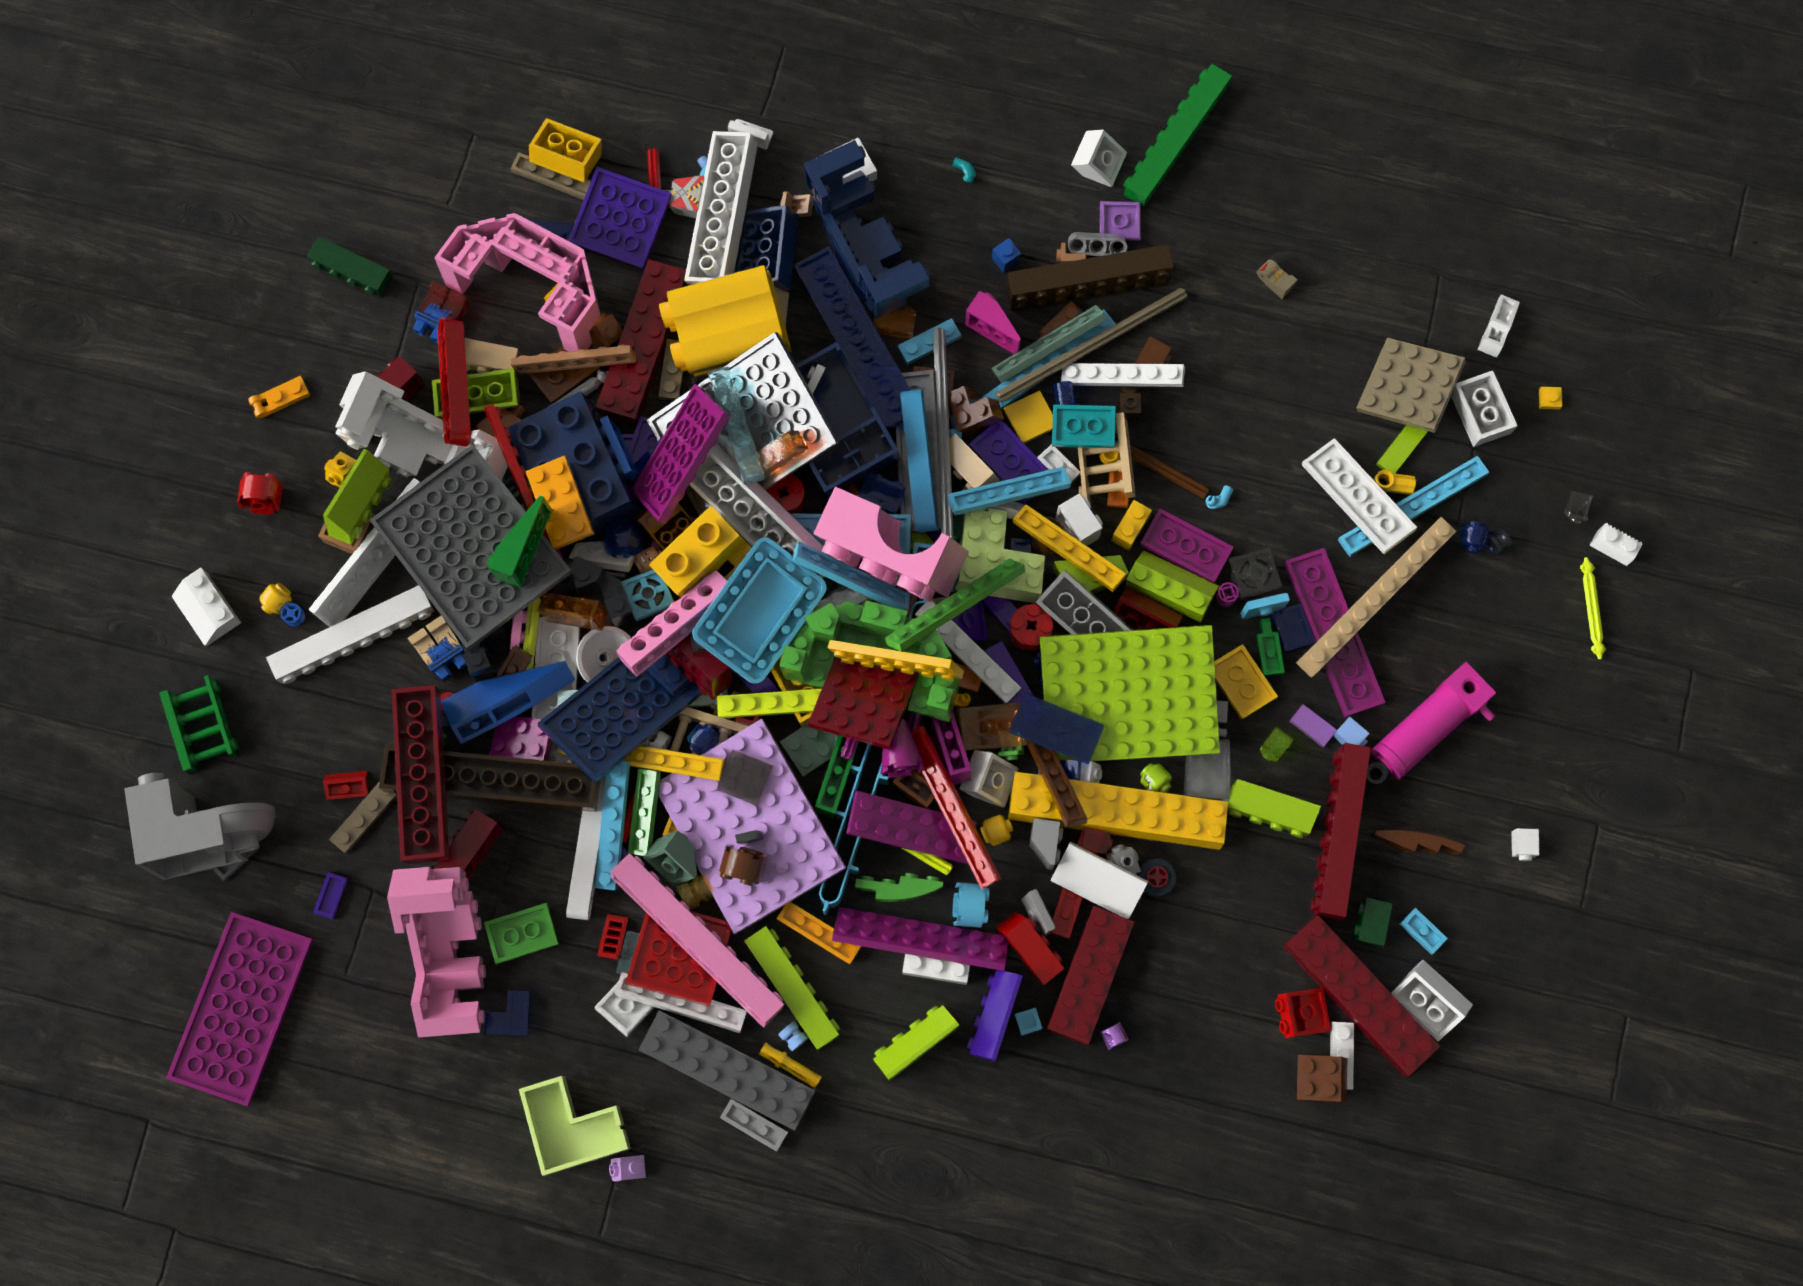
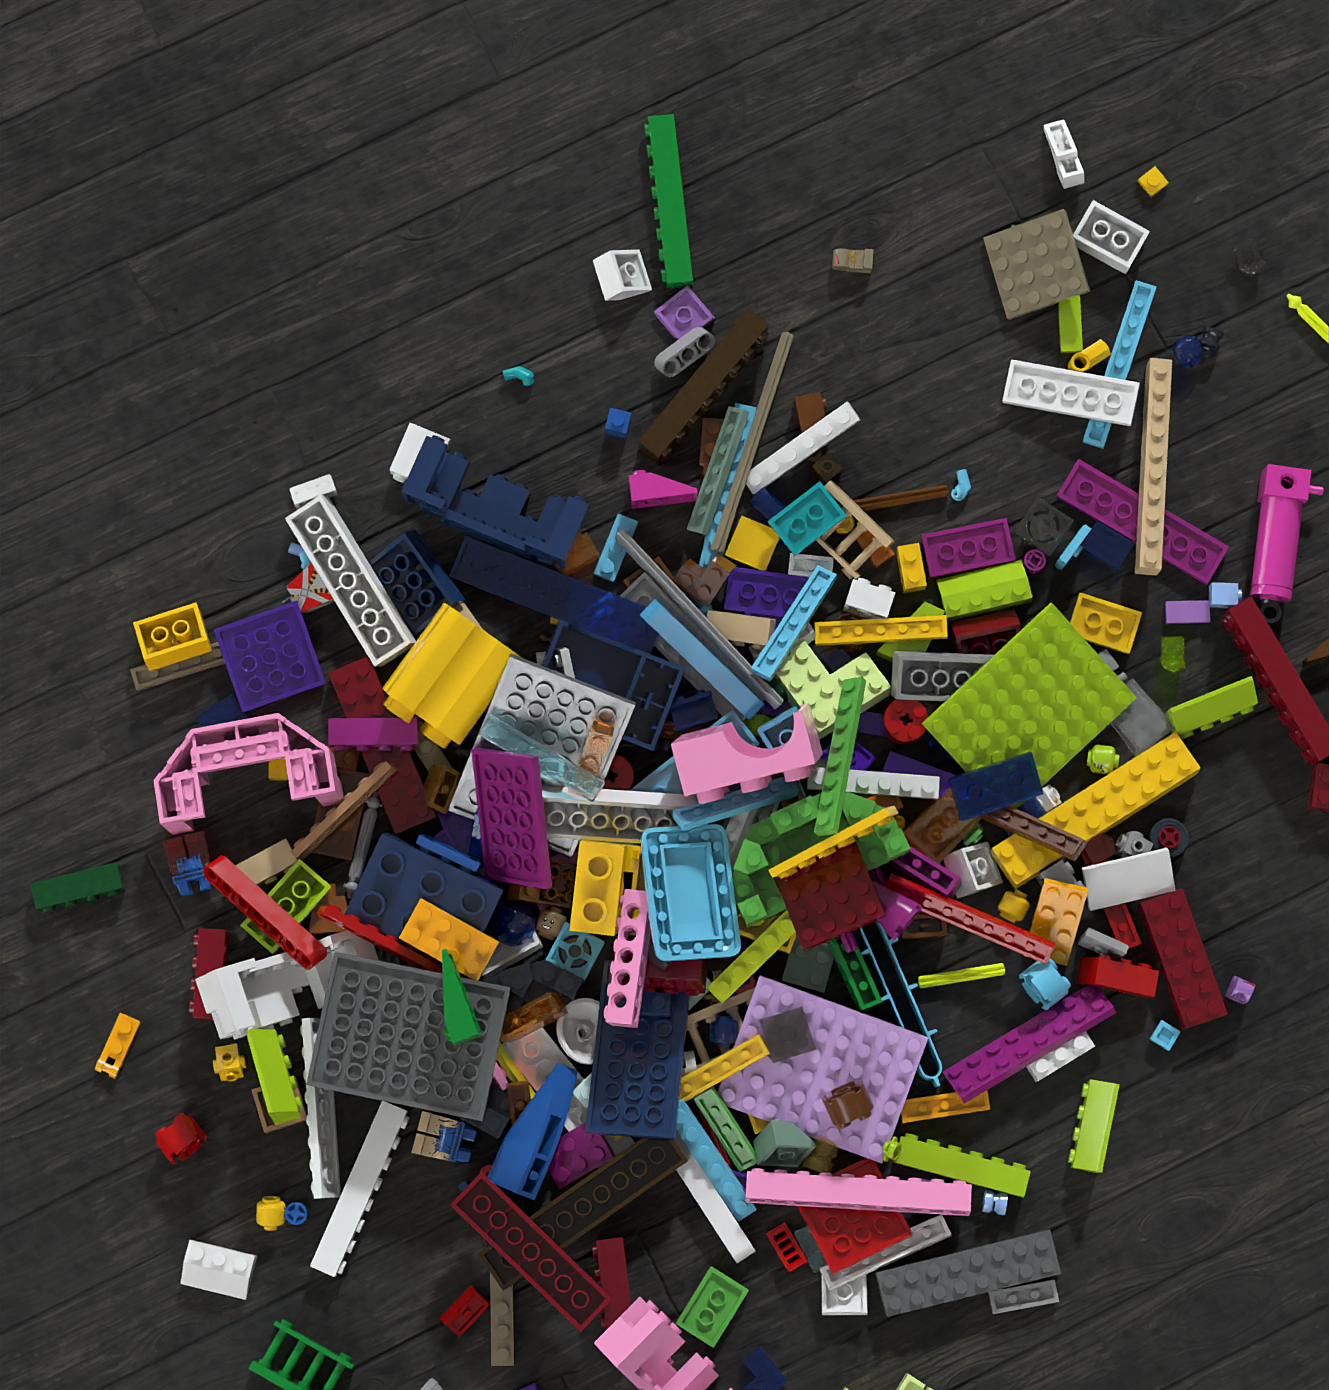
camera: 45 degrees left, 5 degrees up
(639, 321) = (373, 732): none -> magenta brick
(654, 168) = (259, 590): red axle -> none
(654, 400) = (441, 786): none -> pearl gold slope
(748, 837) = (833, 1077): pearl dark grey tile -> none
(749, 929) = (891, 1149): none -> lime plate
(785, 1062) = (1010, 1227): yellow pin -> none
(799, 203) = (406, 521): medium nougat bracket -> none
(903, 826) = (942, 966): magenta plate -> none
(908, 889) = (983, 1010): bright green slope -> none
(995, 1015) = (1137, 1053): dark purple slope -> none
(1021, 863) = (1059, 916): none -> light orange plate
(1063, 257) = (673, 384): medium nougat bracket -> none
(1269, 650) = (1104, 579): green plate -> none
(1616, 544) = (1302, 265): white brick -> none

